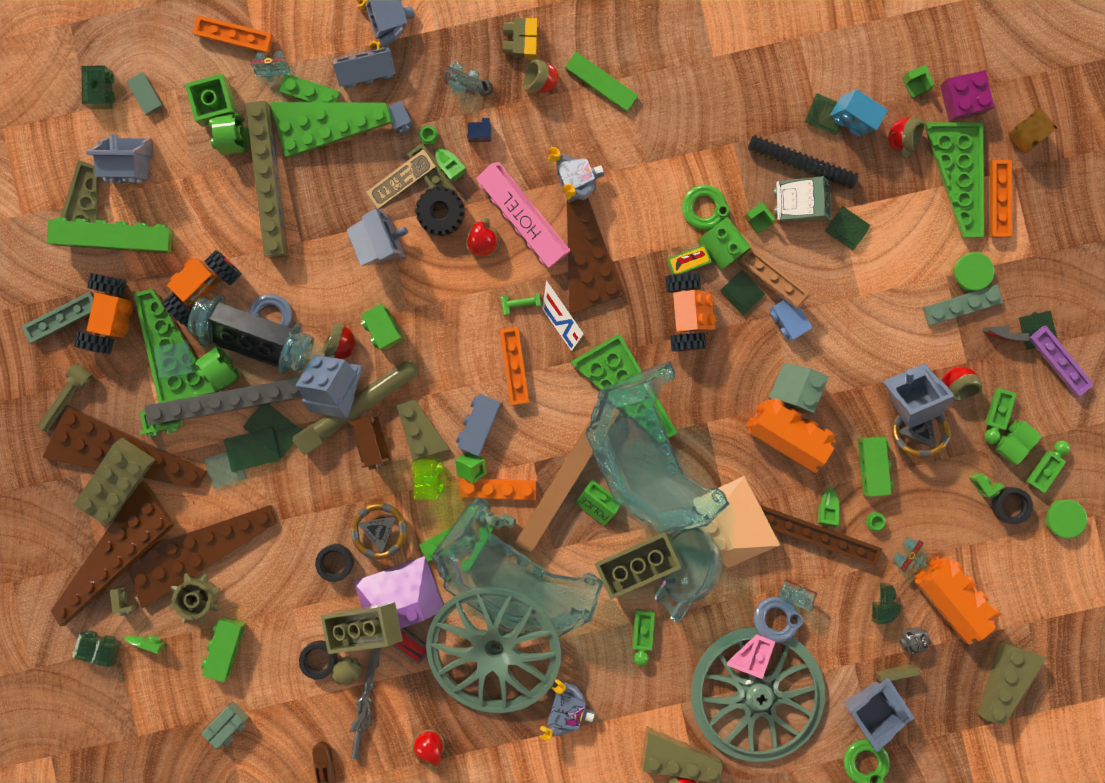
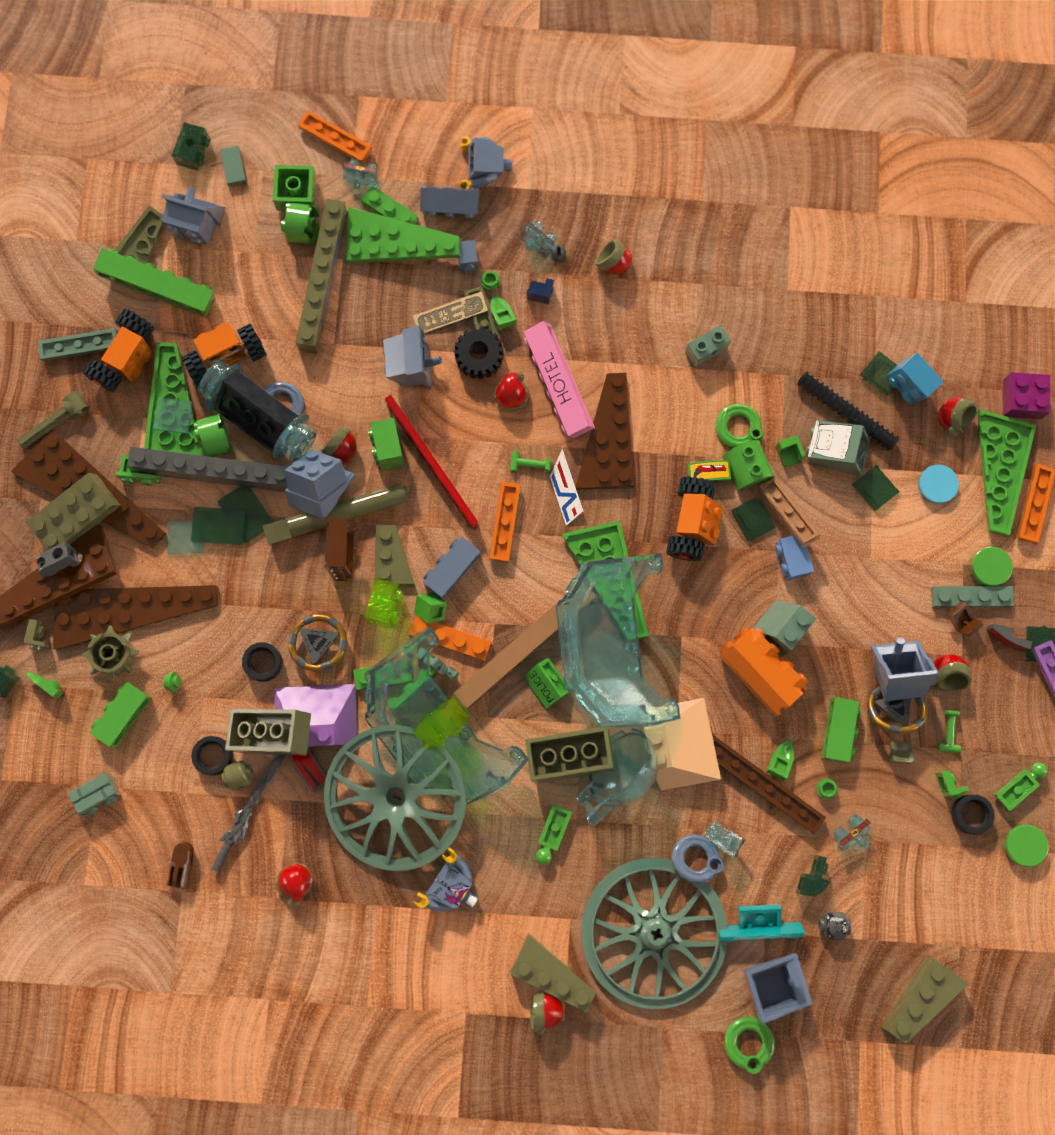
camera: 15 degrees right, 10 degrees down
(115, 529) = (56, 559): none -> dark grey leg
(259, 605) = (172, 682): none -> bright green plate
(428, 330) = (431, 462): none -> red tile
(515, 575) = (441, 723): none -> clear neon green brick
(524, 38) = (610, 218): olive hips -> none
(575, 175) = (620, 358): sand blue torso -> none
(601, 82) = (672, 280): bright green tile -> none
(654, 138) = (707, 346): none -> sand green brick
(753, 656) = (661, 887): bright pink wing -> none
(849, 659) = (761, 923): none -> teal bracket
(897, 673) = (809, 955): olive tile -> none
(905, 207) = (938, 484): none -> medium azure tile
(918, 81) = (981, 368): bright green panel -> none
(934, 469) = (901, 752): none -> olive slope
(957, 599) = (889, 892): orange brick -> none
(961, 330) = (964, 620): none -> reddish brown bracket
(976, 449) = (950, 733): none -> bright green piece
(999, 414) = (982, 716): bright green plate -> none
(1017, 442) = (994, 750): bright green brick -> none

